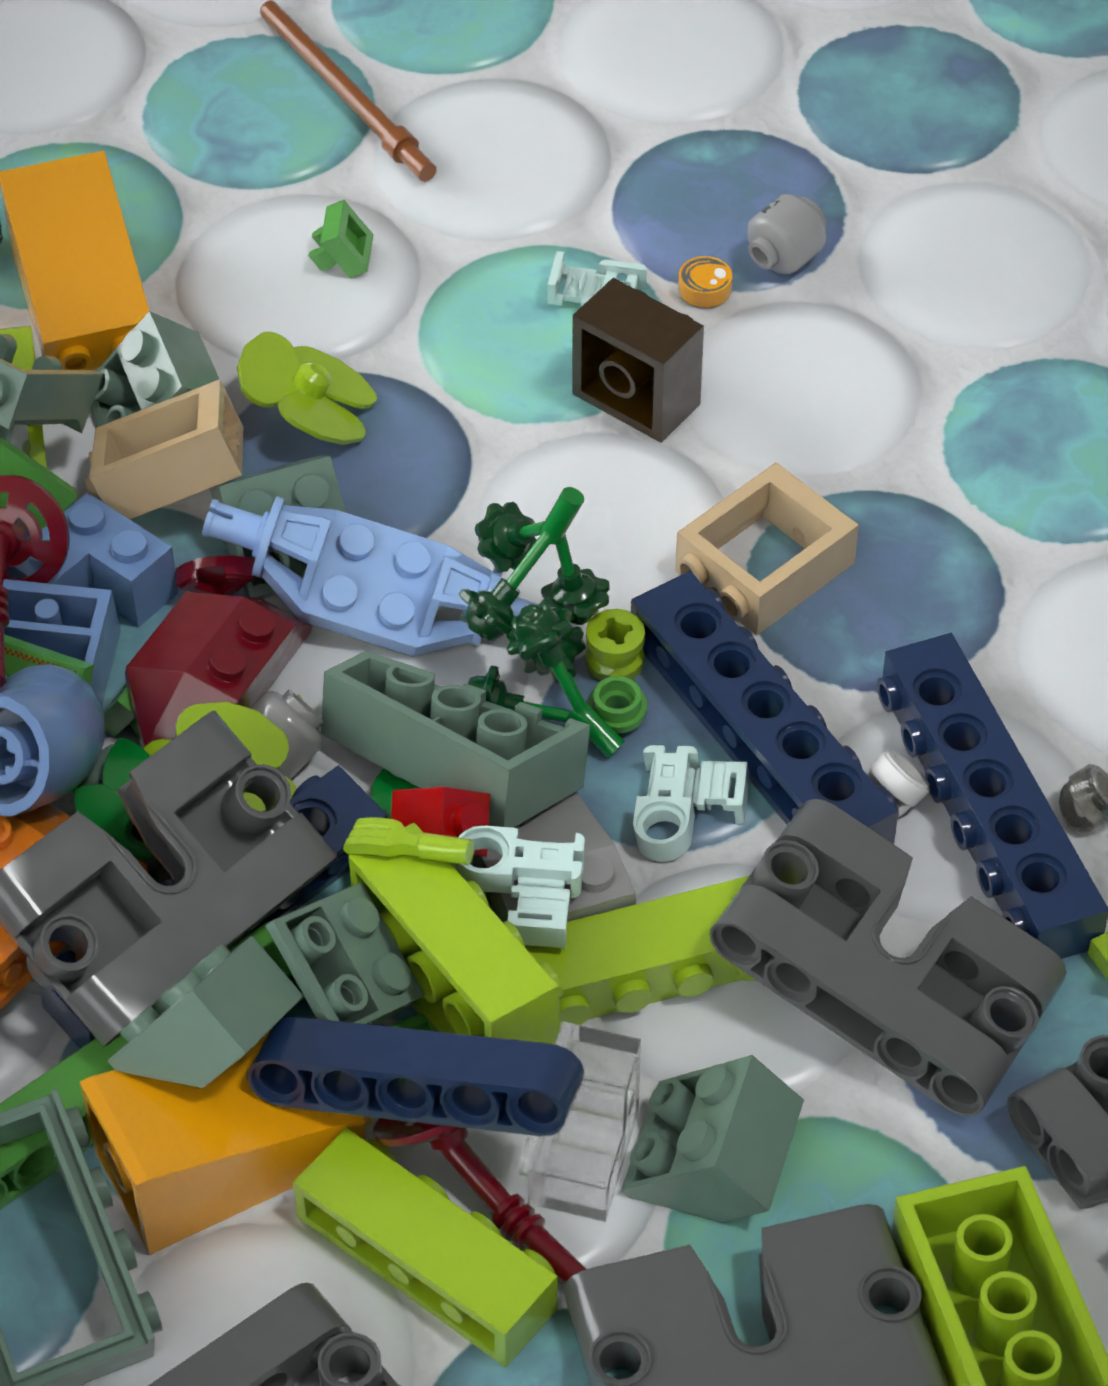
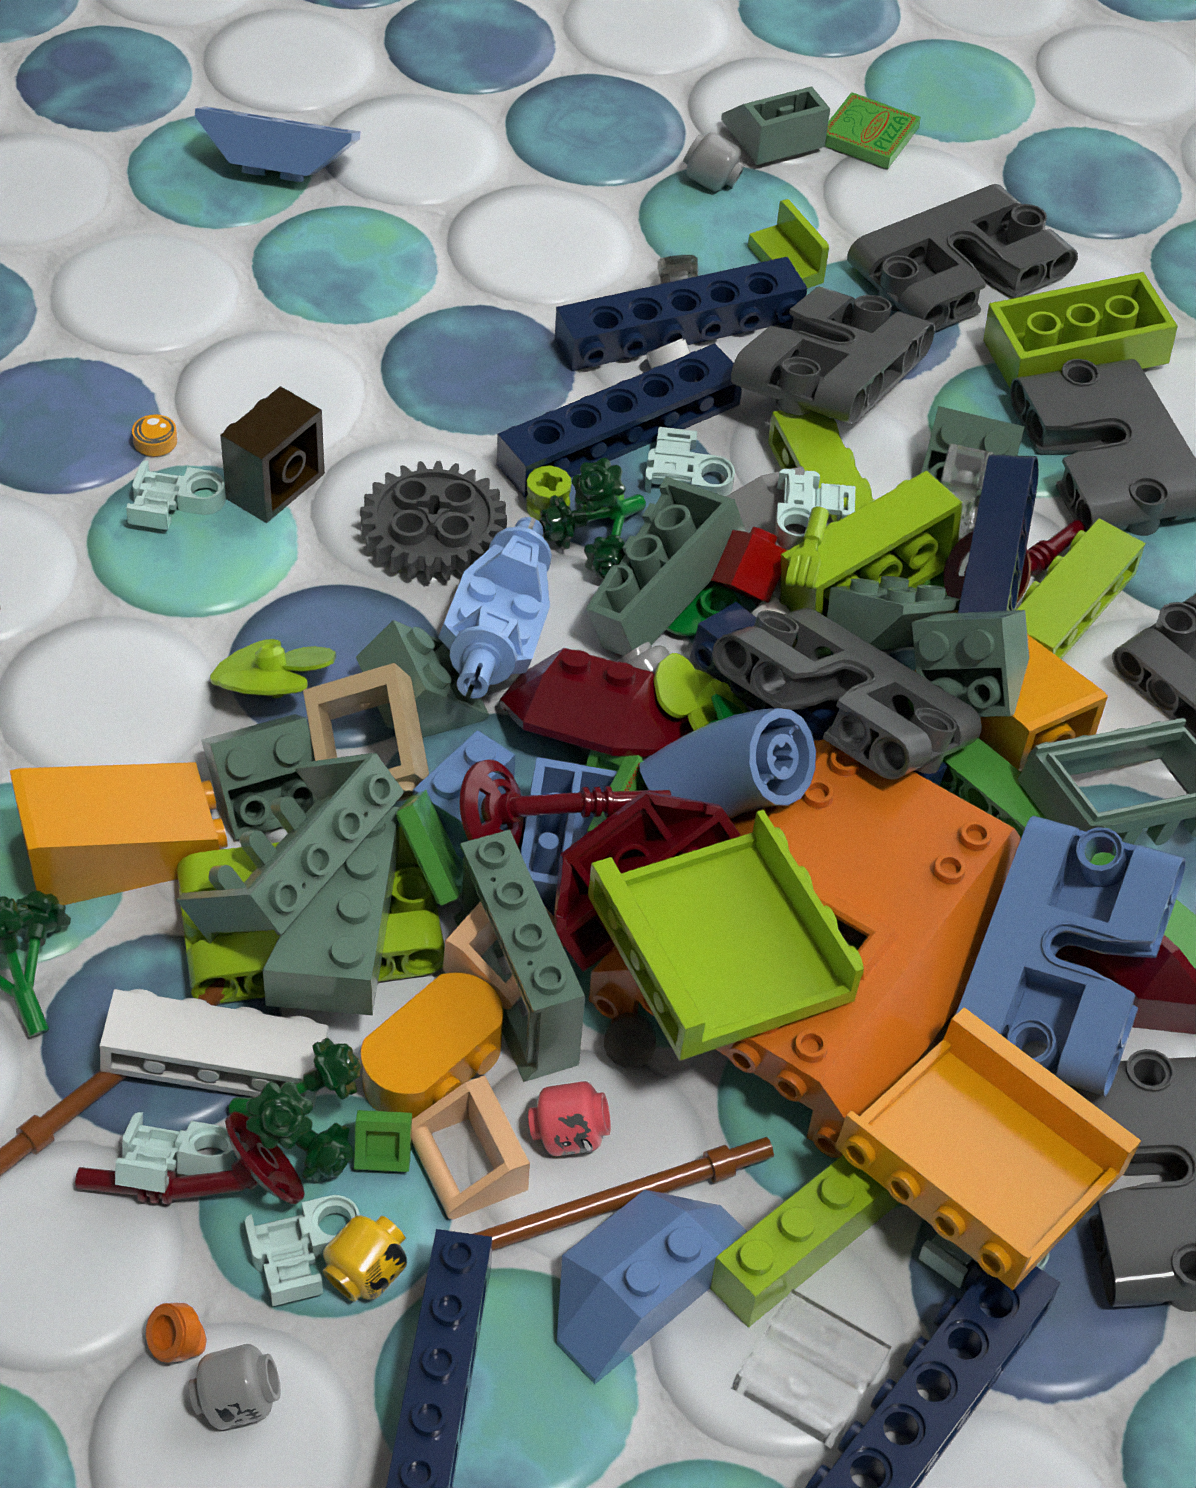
camera: 95 degrees left, 0 degrees up
(215, 574) = (483, 715): dark red tile -> none
(342, 241) = (83, 649): bright green tile -> none
(509, 543) = (525, 493): dark green plant -> none
(606, 535) = (431, 519): none -> dark grey gear
(786, 234) = (121, 375): light grey head -> none
(797, 511) = (435, 379): tan window -> none

